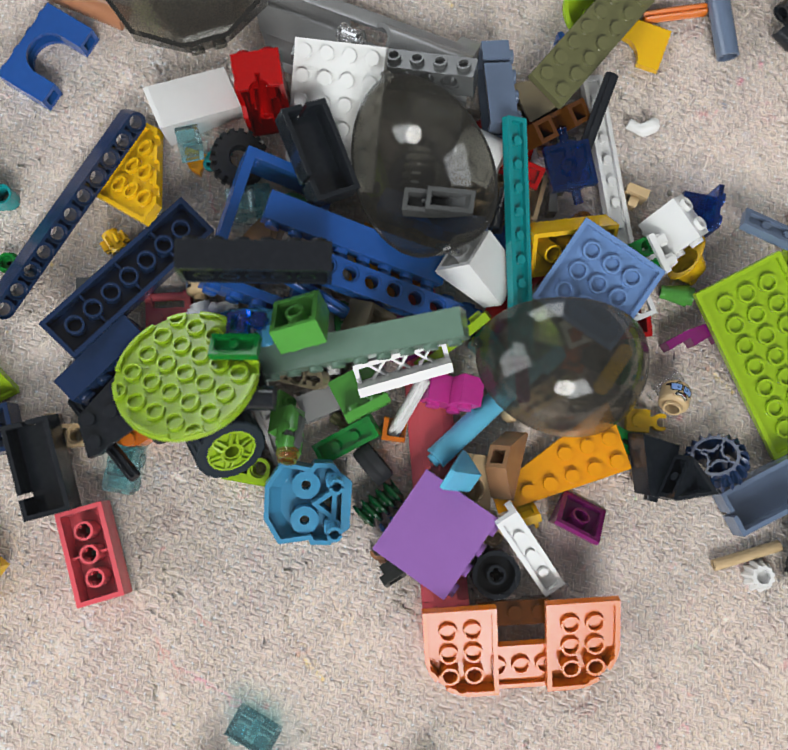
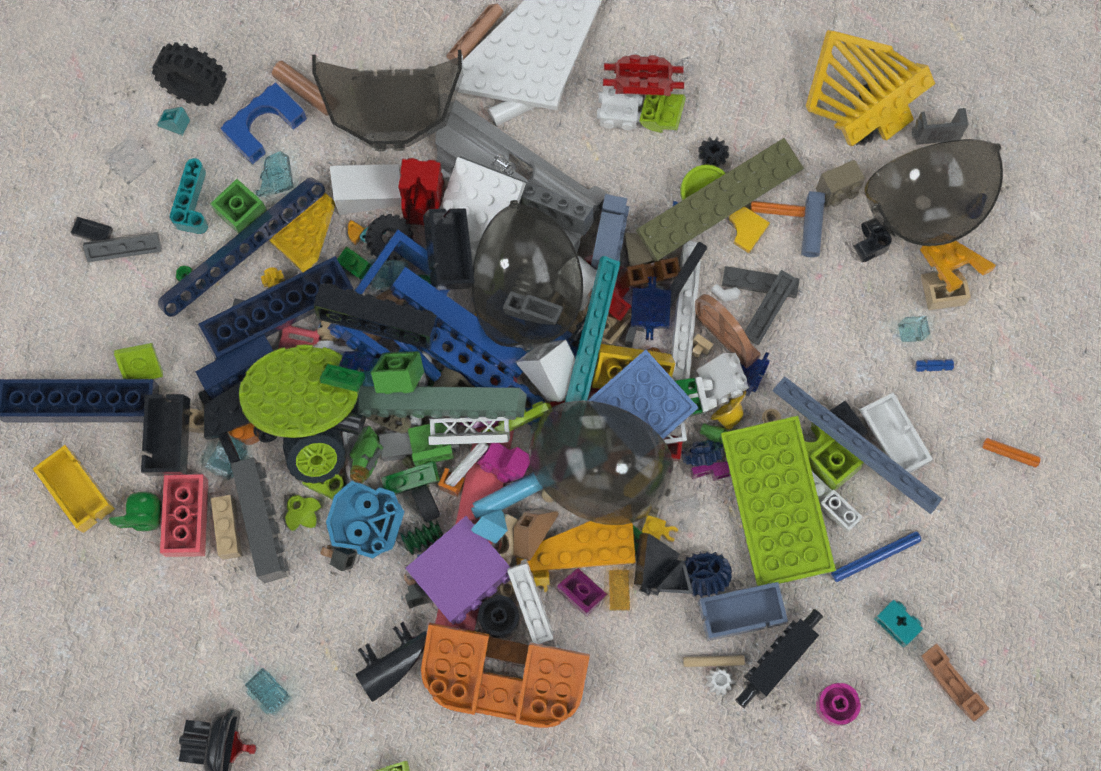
camera: 20 degrees right, 10 degrees down
(40, 562) = (142, 512): none -> green piece
(47, 164) = (238, 206): none -> bright green brick
(82, 116) = (276, 175): none -> clear light blue slope
(151, 565) = (226, 535): none -> tan arch
(183, 535) = (259, 520): none -> dark grey brick
(189, 143) = (354, 217): clear light blue panel -> none
(205, 199) = (353, 263): none -> green plate
(233, 512) = (304, 514): none -> lime plate
(293, 553) = (340, 557): none -> pearl dark grey piece
(386, 669) = (386, 672): none -> black piece
(618, 503) = (619, 590): none -> clear yellow tile
(659, 171) = (725, 328): none -> nougat window
(674, 397) = (684, 512): tan head -> none
(675, 321) = (703, 453): none -> dark blue gear
(678, 104) = (752, 280): none -> dark grey plate
(701, 130) = (770, 307): none -> dark grey plate
(740, 257) = (770, 412): none -> tan plate

